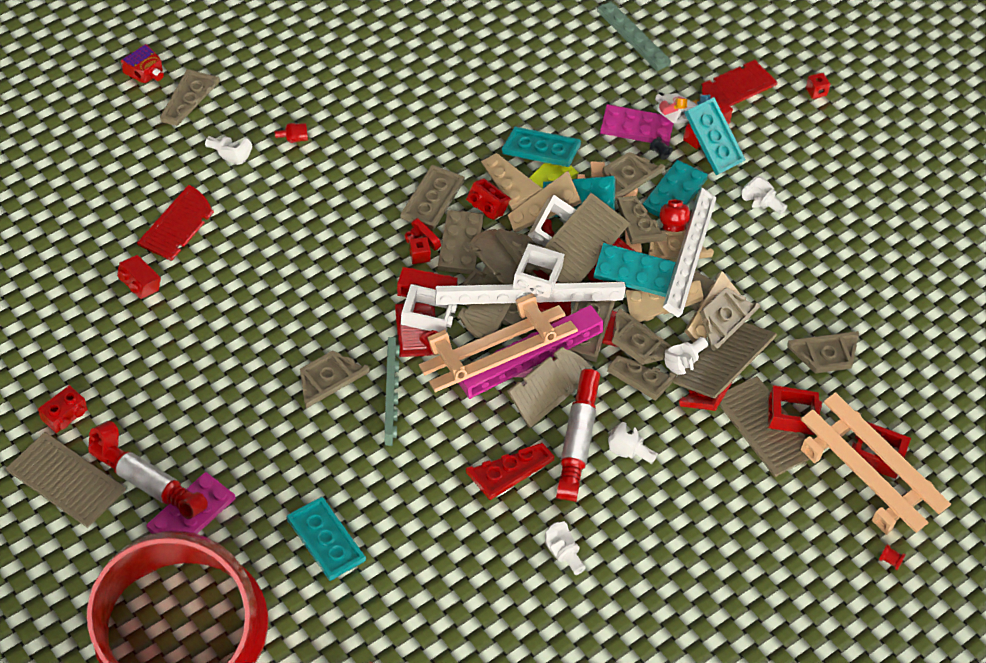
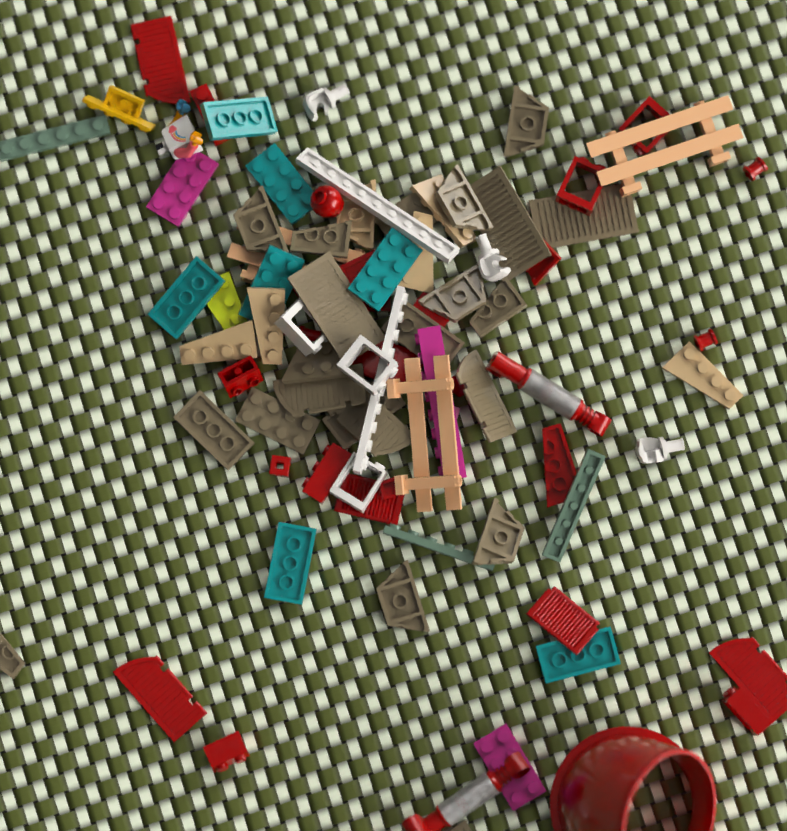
camera: 65 degrees left, 30 degrees up
(230, 151) = (81, 620): white piece -> none
(293, 132) = (78, 545): red piece -> none
(332, 282) = (290, 563): none -> teal plate
(357, 515) = (564, 619): none -> red window
(418, 433) = (499, 537): none -> dark tan wing
(420, 229) = (254, 457): red piece -> none
(476, 486) = (573, 505): none -> sand green plate
(629, 445) = (565, 358): white piece -> none
(659, 570) = (696, 370): none -> tan wing
(661, 148) = (225, 175): black bush -> none
(683, 67) = (121, 105): none -> yellow bracket
(696, 561) = (705, 340): none -> red bush

